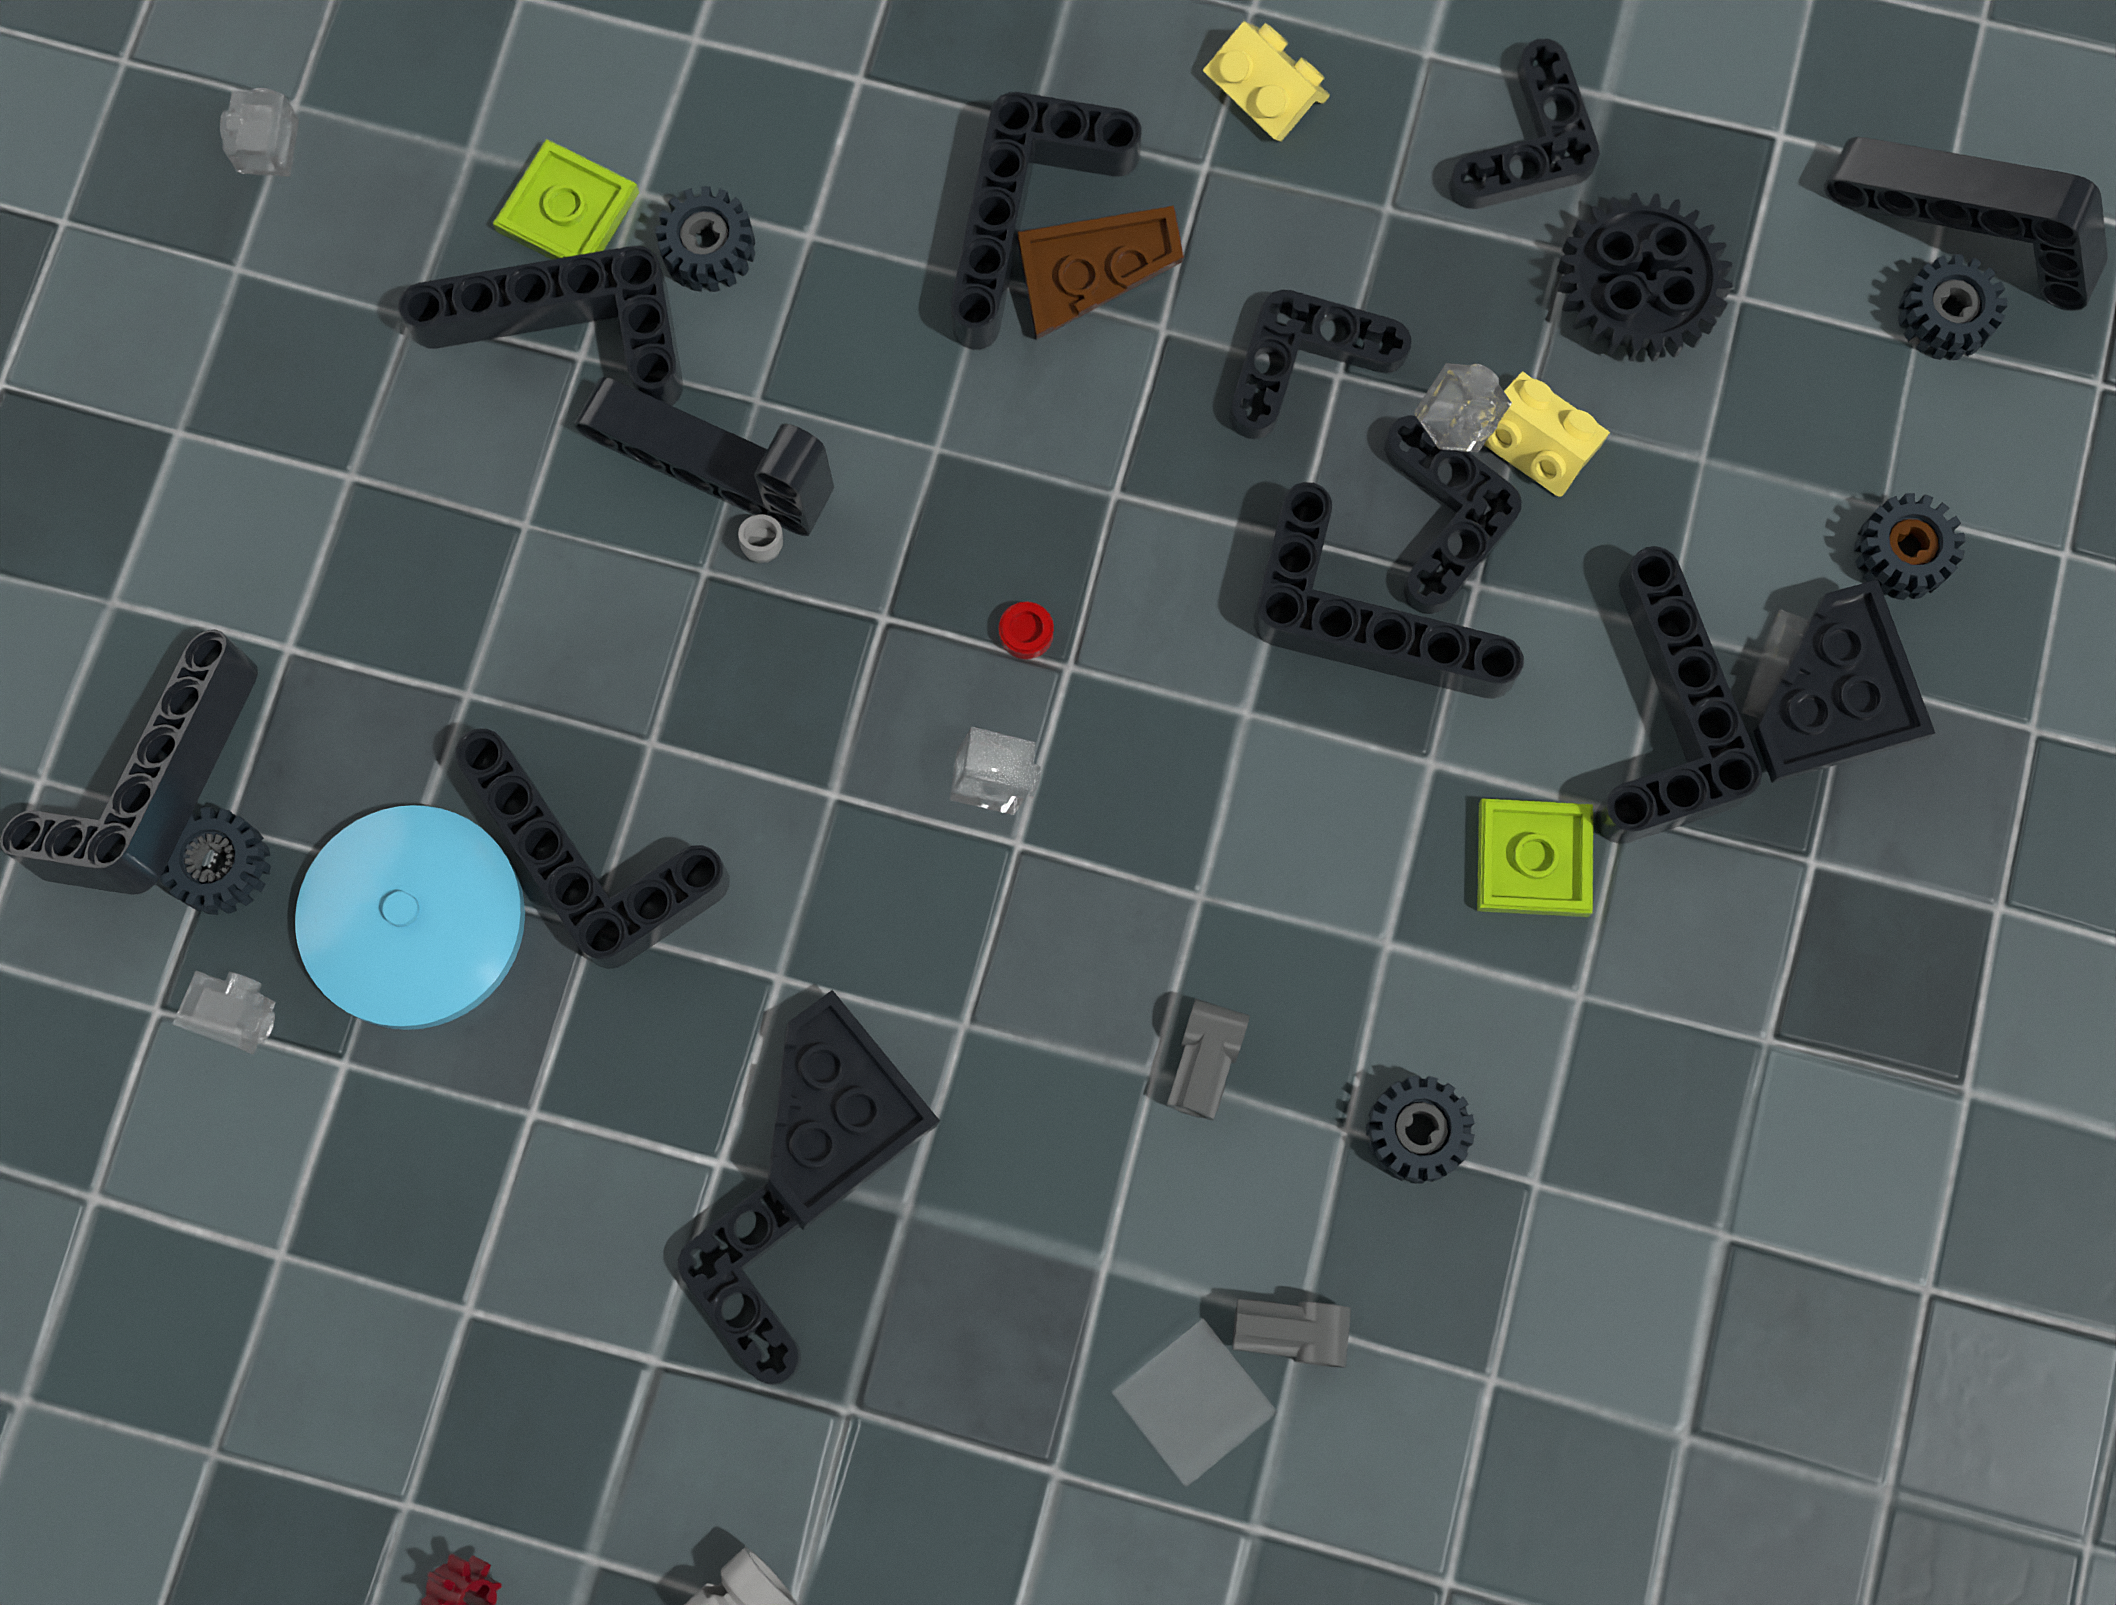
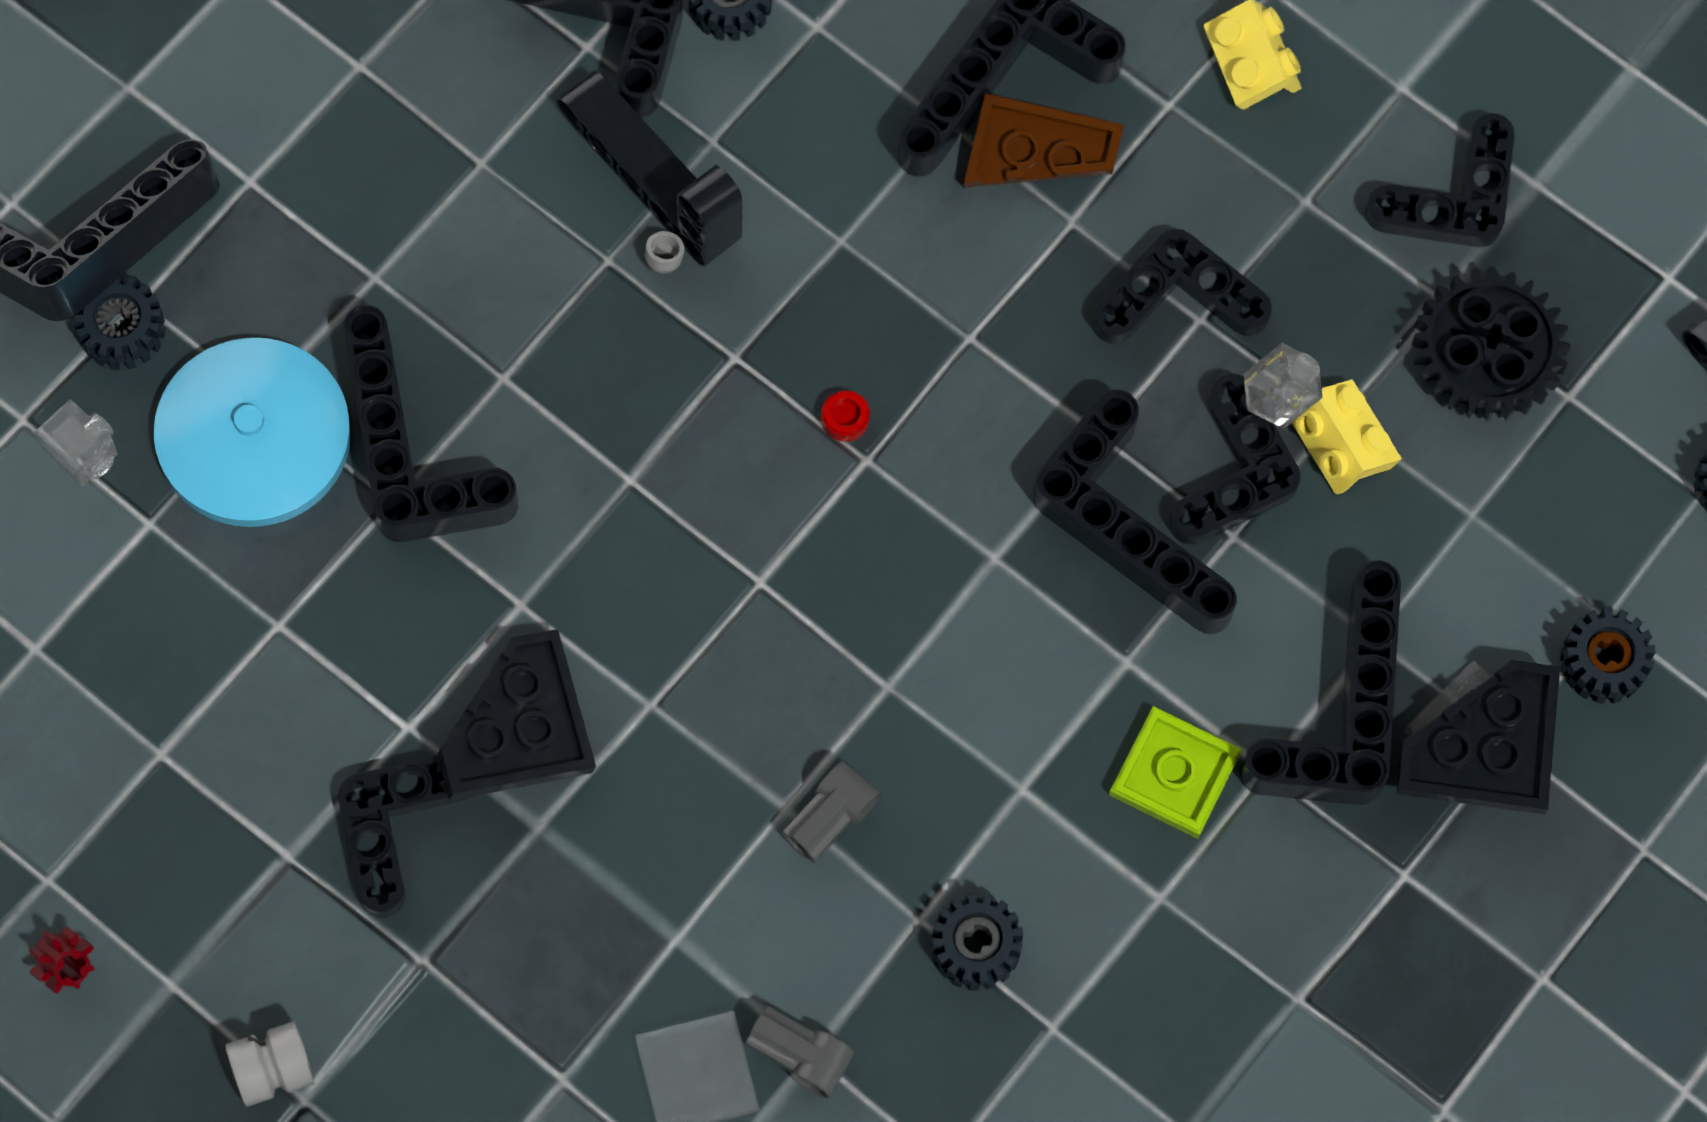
camera: 20 degrees right, 5 degrees down
(994, 771) = (765, 513): clear brick -> none

